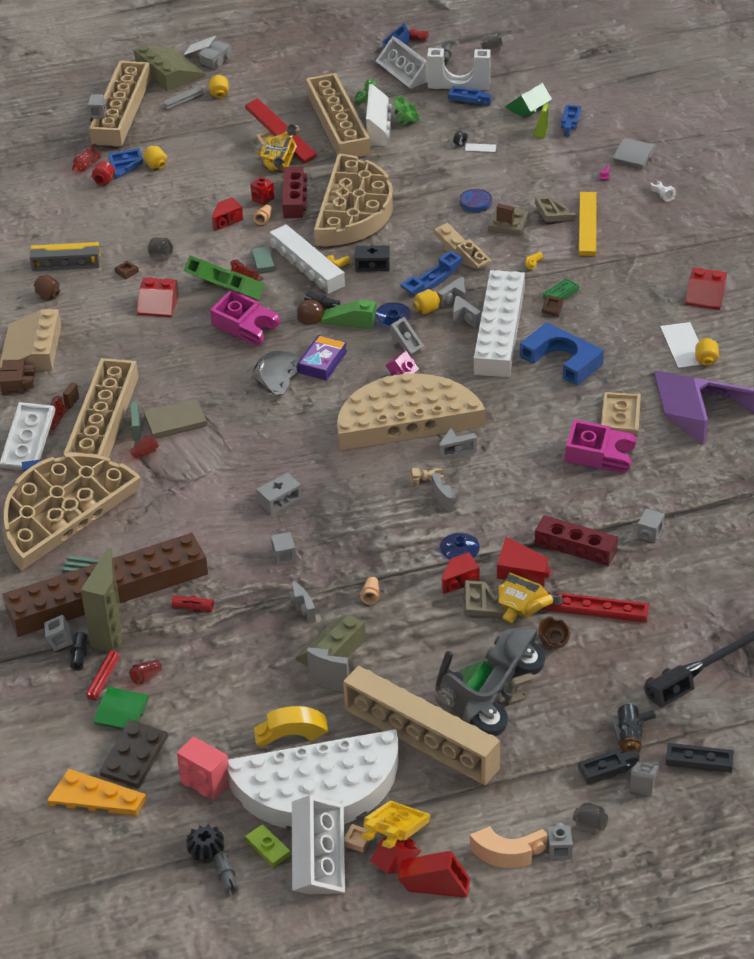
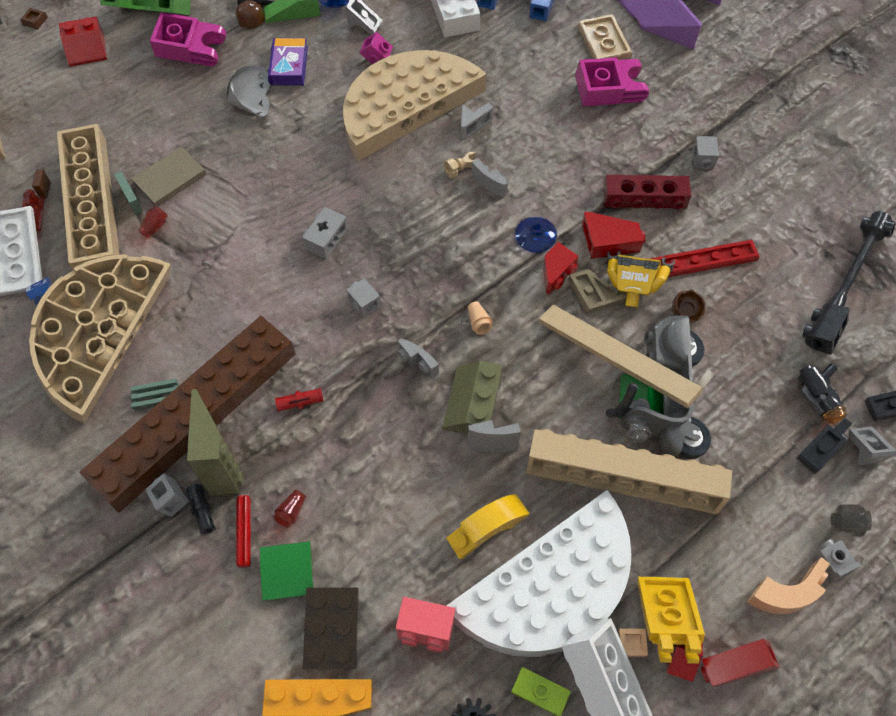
camera: 25 degrees left, 20 degrees up
(465, 644) = (622, 356): none -> tan tile

